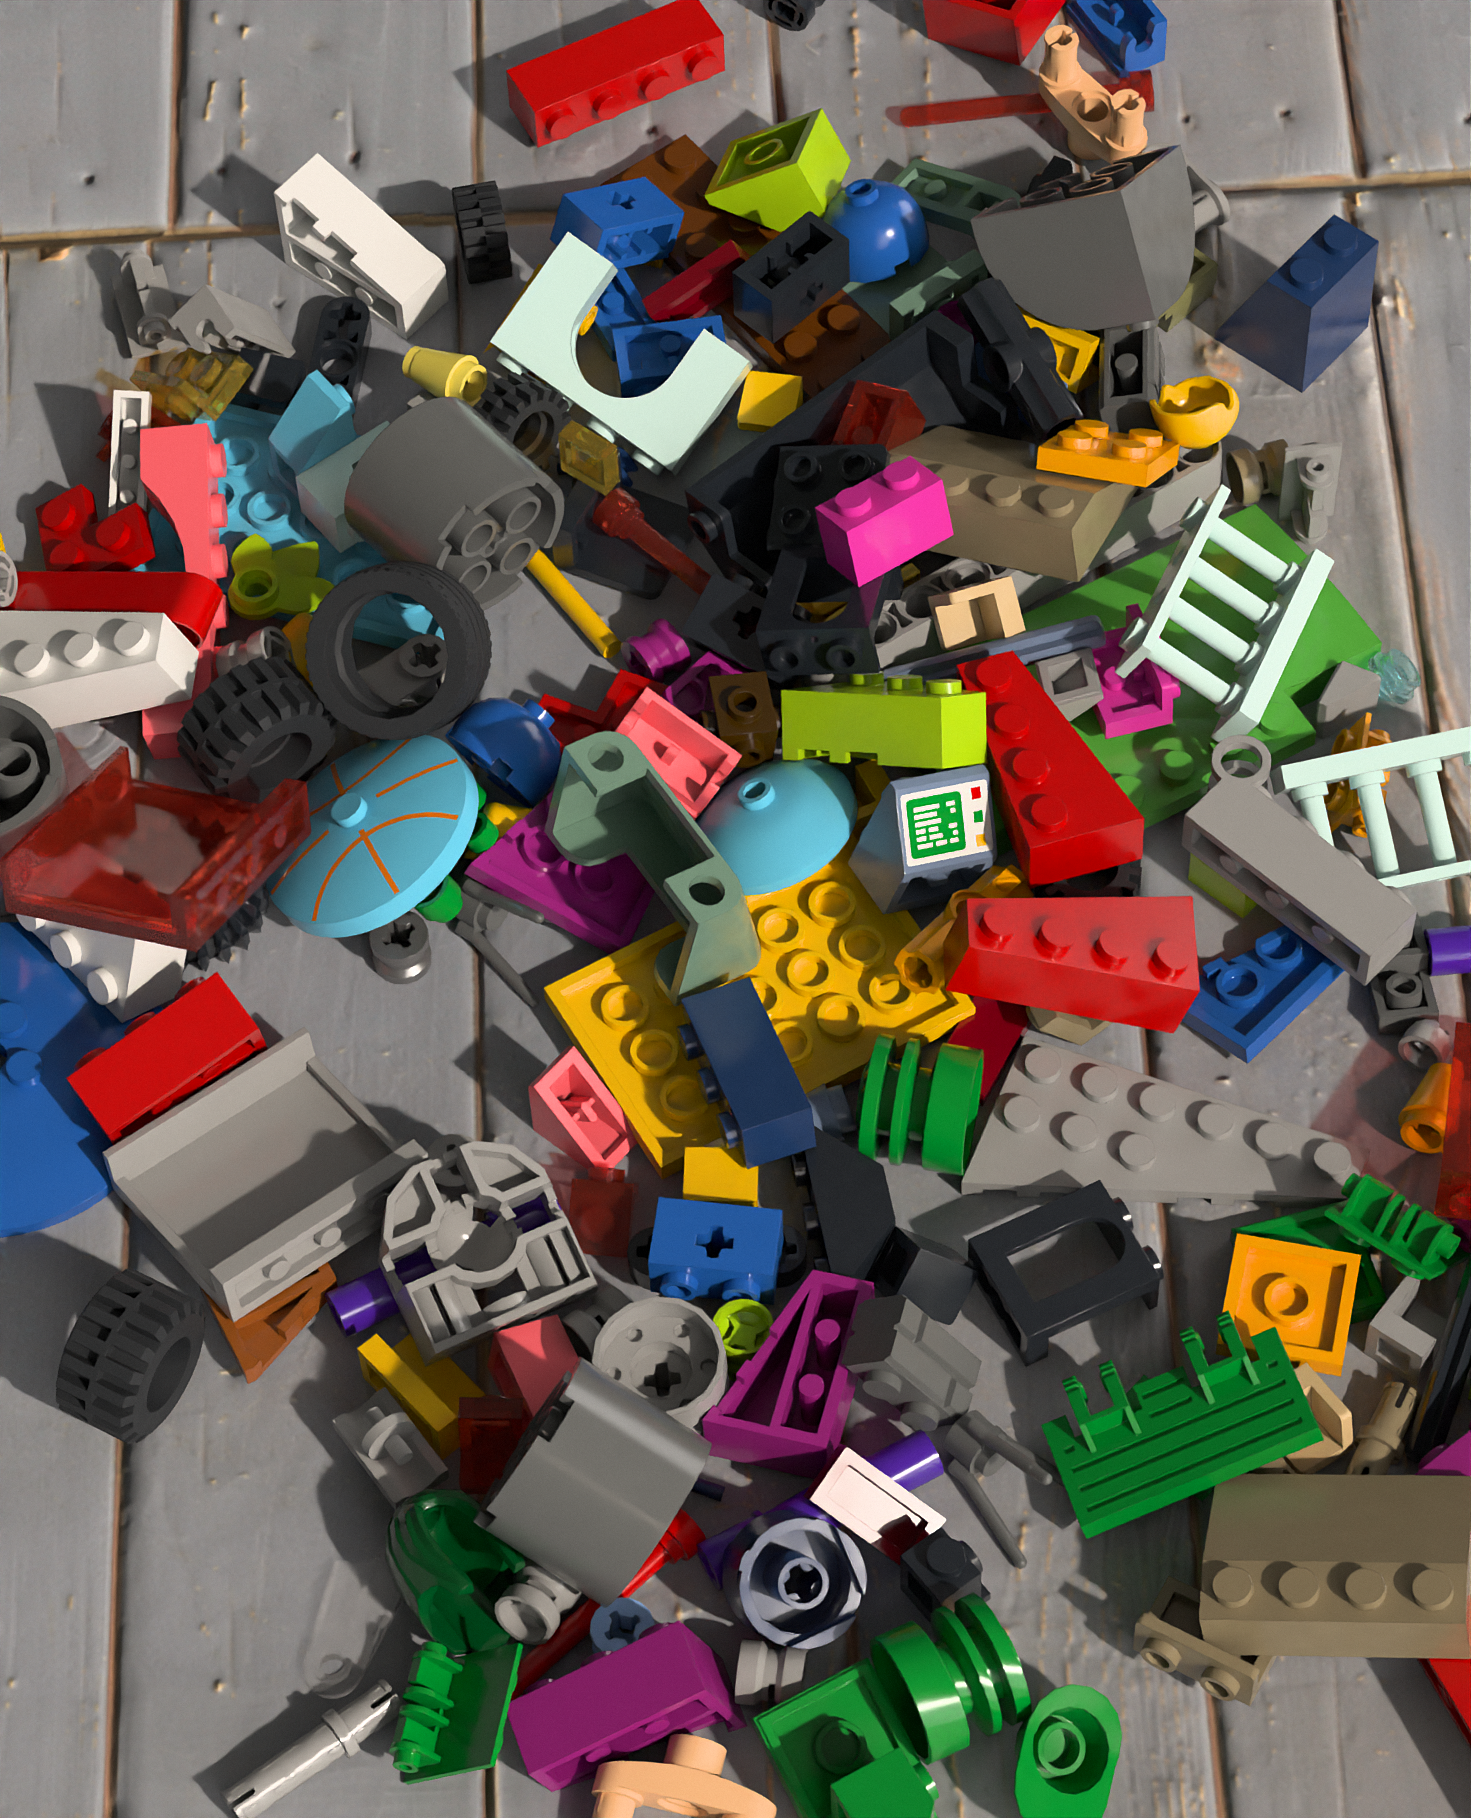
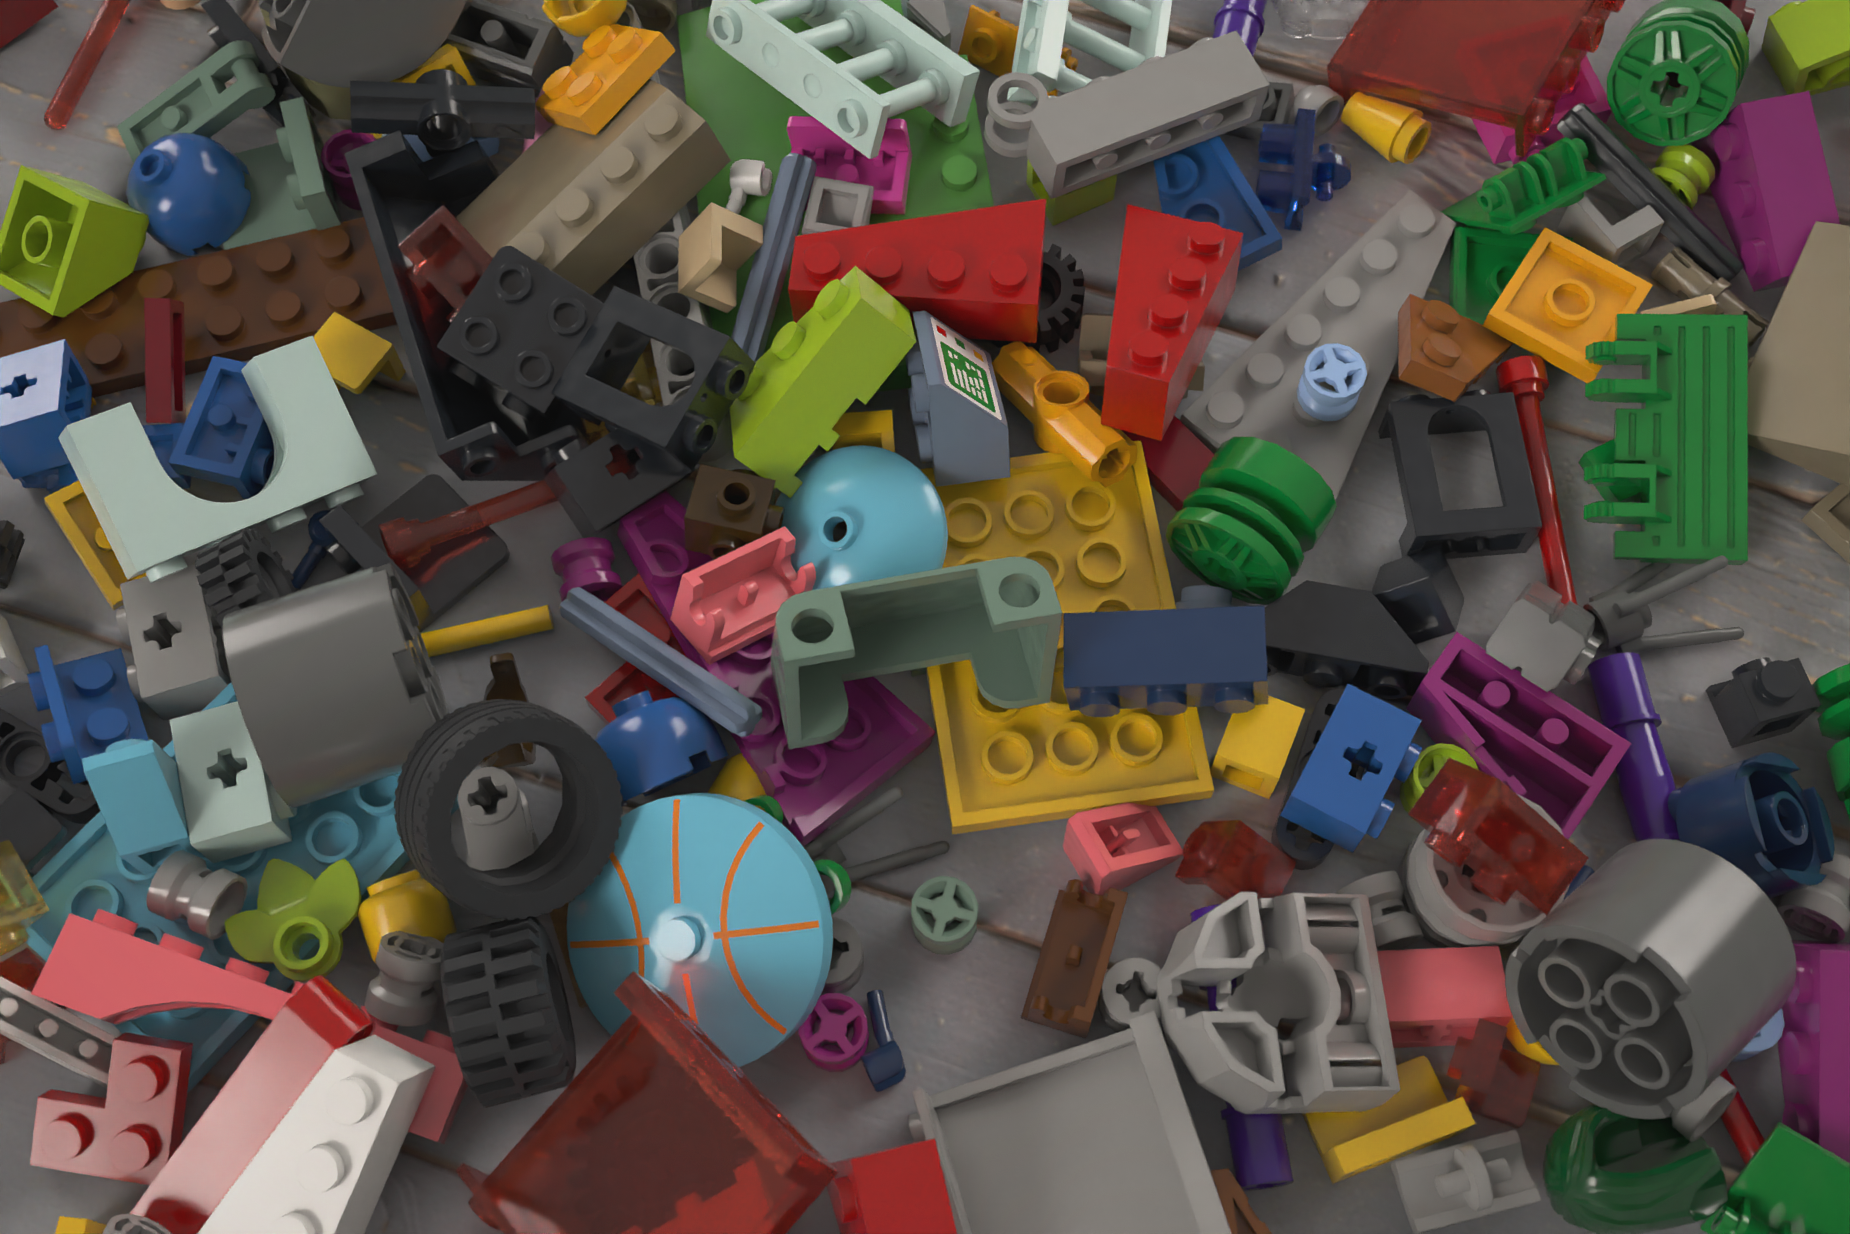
camera: 70 degrees left, 10 degrees up
(267, 496) = (193, 892): none -> light grey wheel
(333, 1022) = (884, 1063): none -> dark blue hand
(335, 958) = (829, 1023): none -> magenta wheel
(376, 375) = (88, 706): none -> blue bracket
(446, 373) = (138, 640): light yellow cone -> none
(461, 1001) = (946, 901): none -> sand green wheel
(484, 1118) = (1074, 958): none -> reddish brown hinge
(534, 644) = (507, 686): none -> dark brown helmet
(588, 457) = (346, 530): clear yellow tile -> none
(589, 708) = (661, 662): none -> sand blue axle
(663, 1325) = (1496, 835): none -> clear red brick
(791, 277) = (214, 269): black brick -> none
(871, 1504) = (1679, 731): tile -> none
(884, 521) = (605, 274): dark pink brick -> none
(1085, 606) = (745, 179): none -> white hand
(1097, 1110) = (1338, 367): none -> light blue wheel
(1183, 1211) = (1444, 348): none -> dark orange wing
(1192, 1306) = (1528, 380): none -> red piece
(1339, 1050) = (1306, 171): none -> clear blue hips

